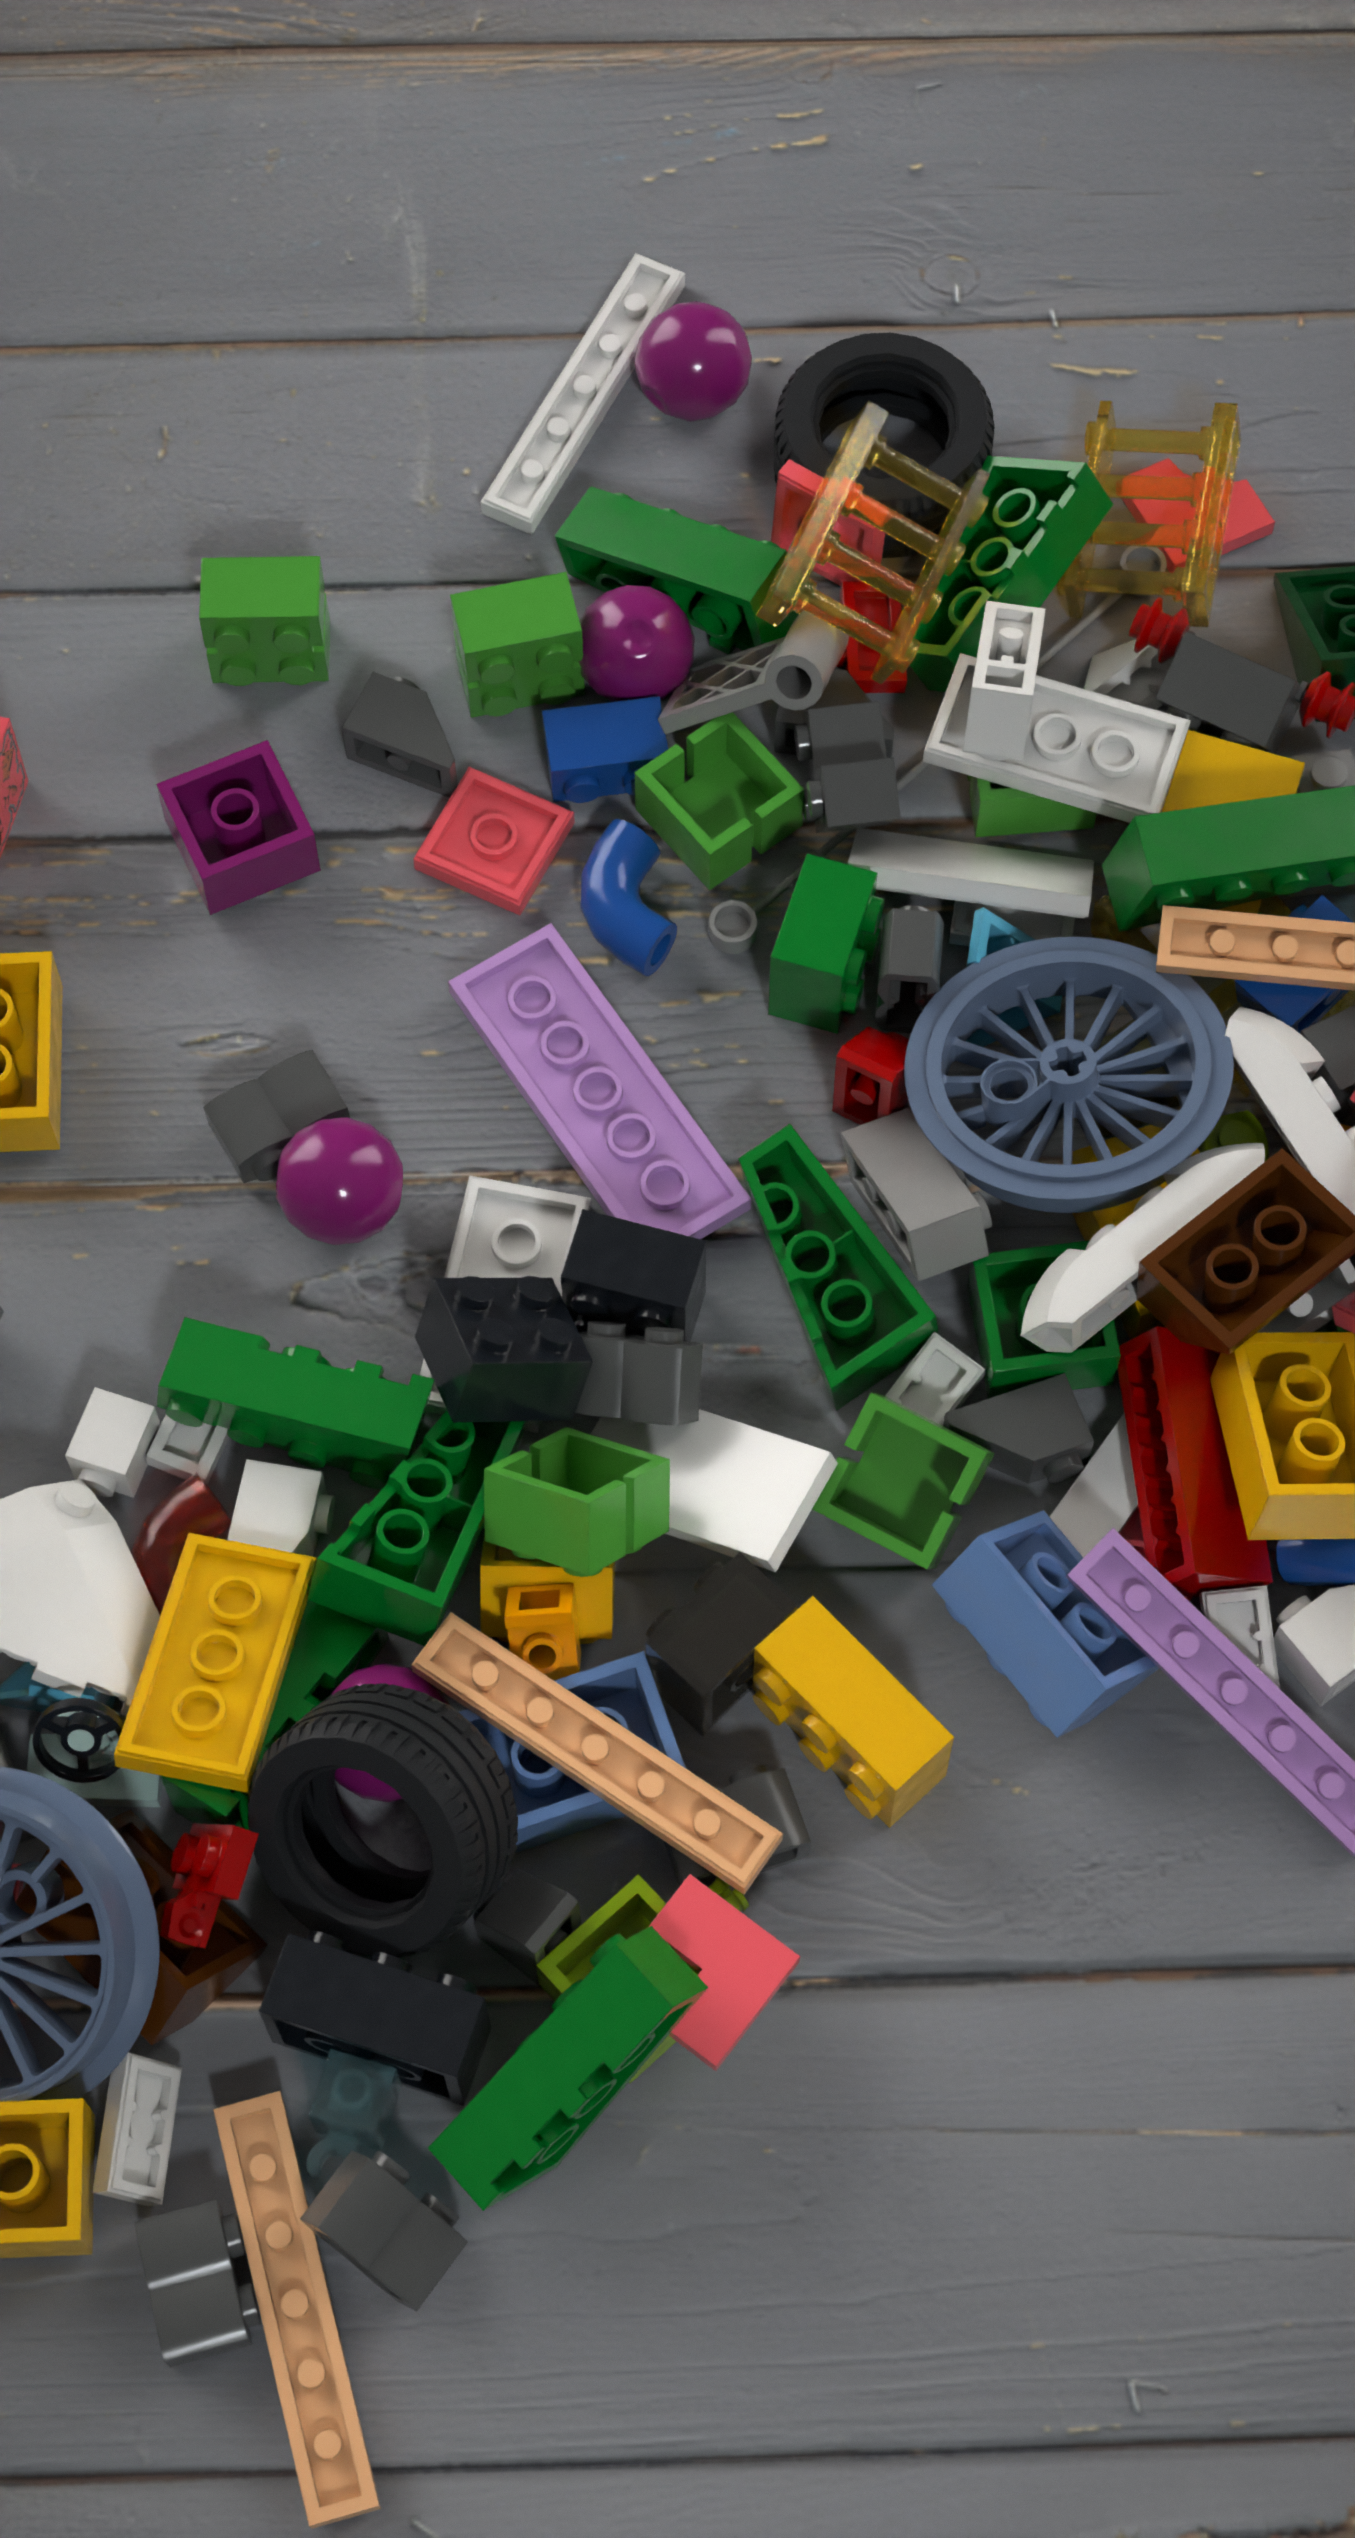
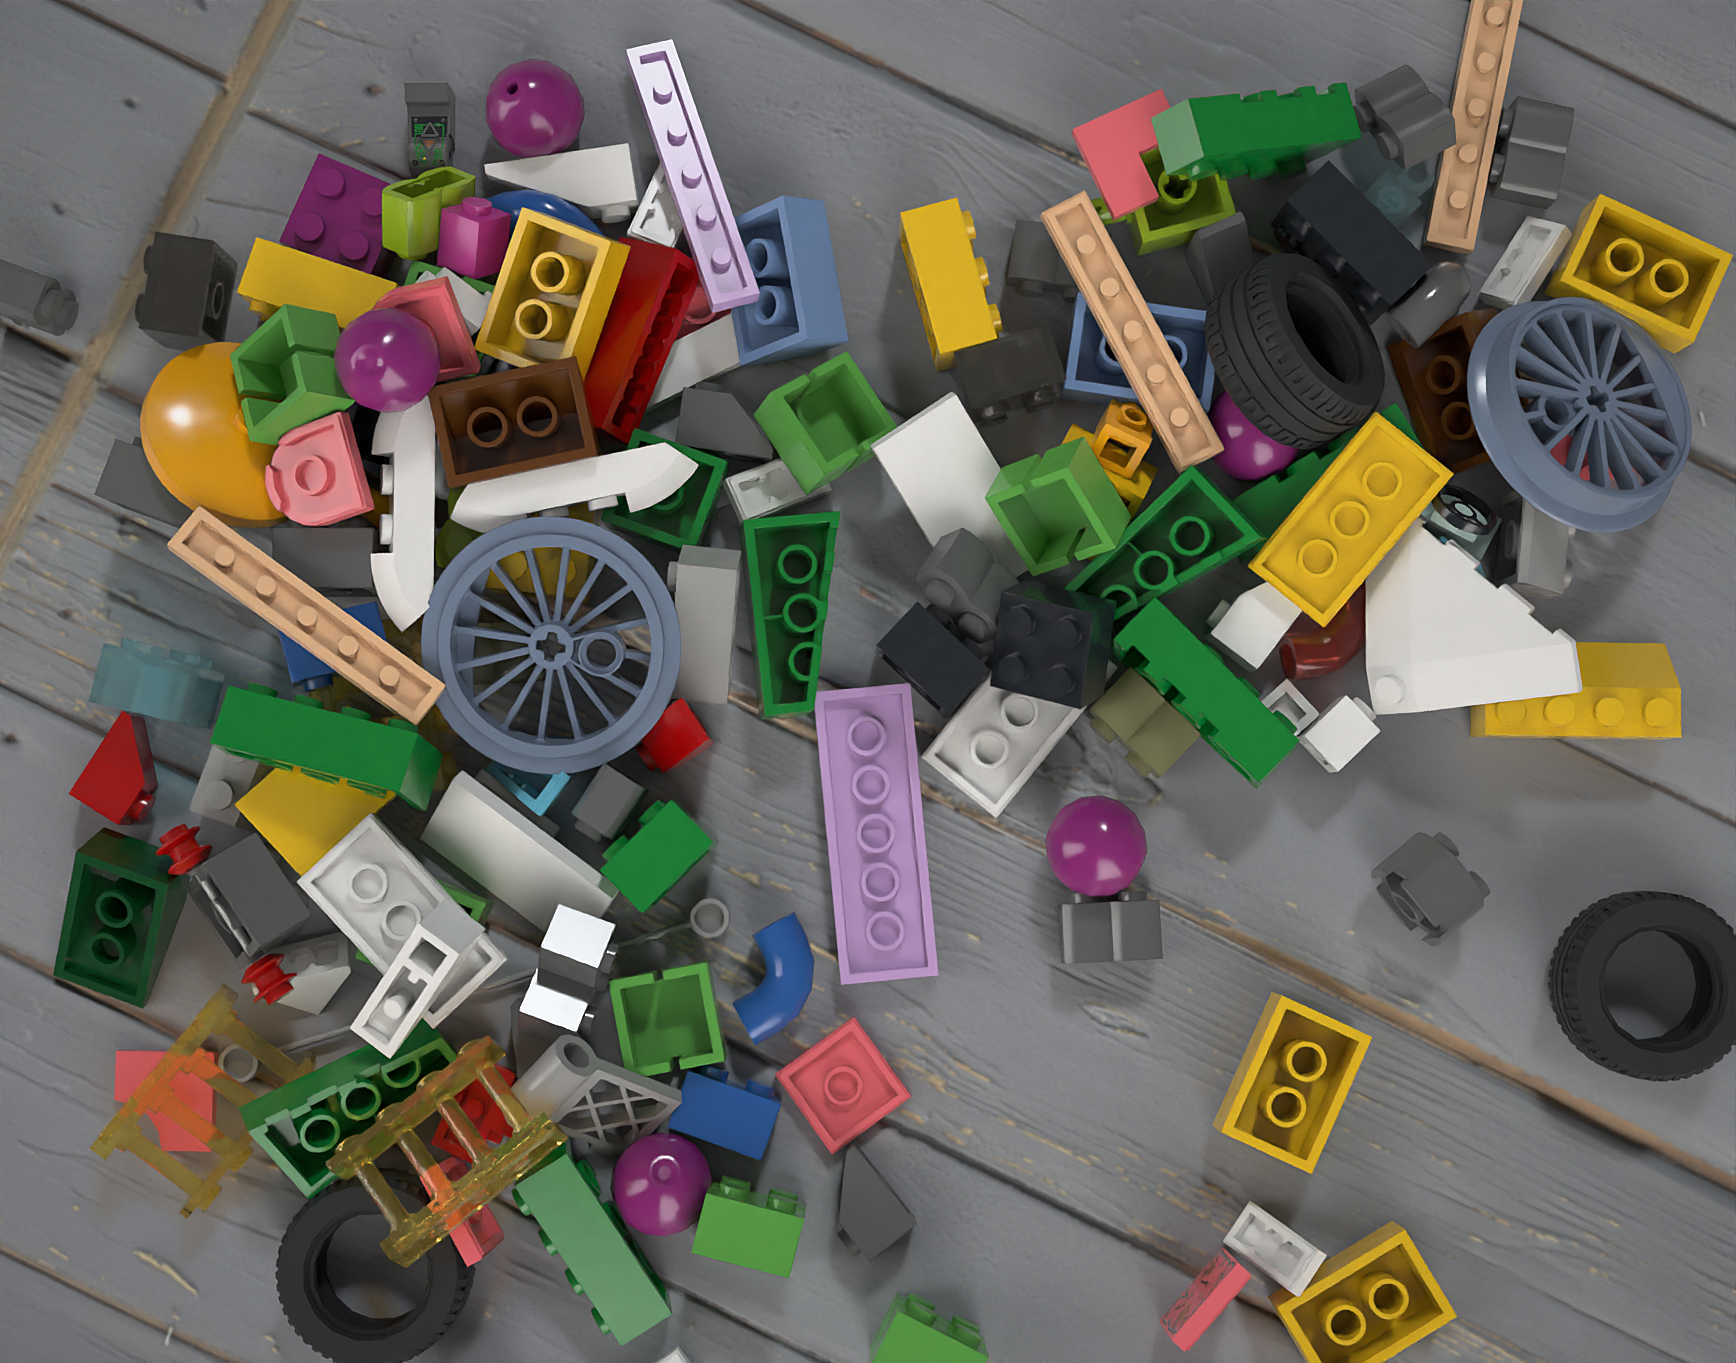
camera: 160 degrees left, 20 degrees up
(208, 1868) = (1417, 375): red hinge -> none
(227, 2014) = (1429, 302): none -> dark grey cylinder
(239, 827) = (1031, 1181): magenta brick -> none
(350, 1334) = (1143, 724): none -> olive brick

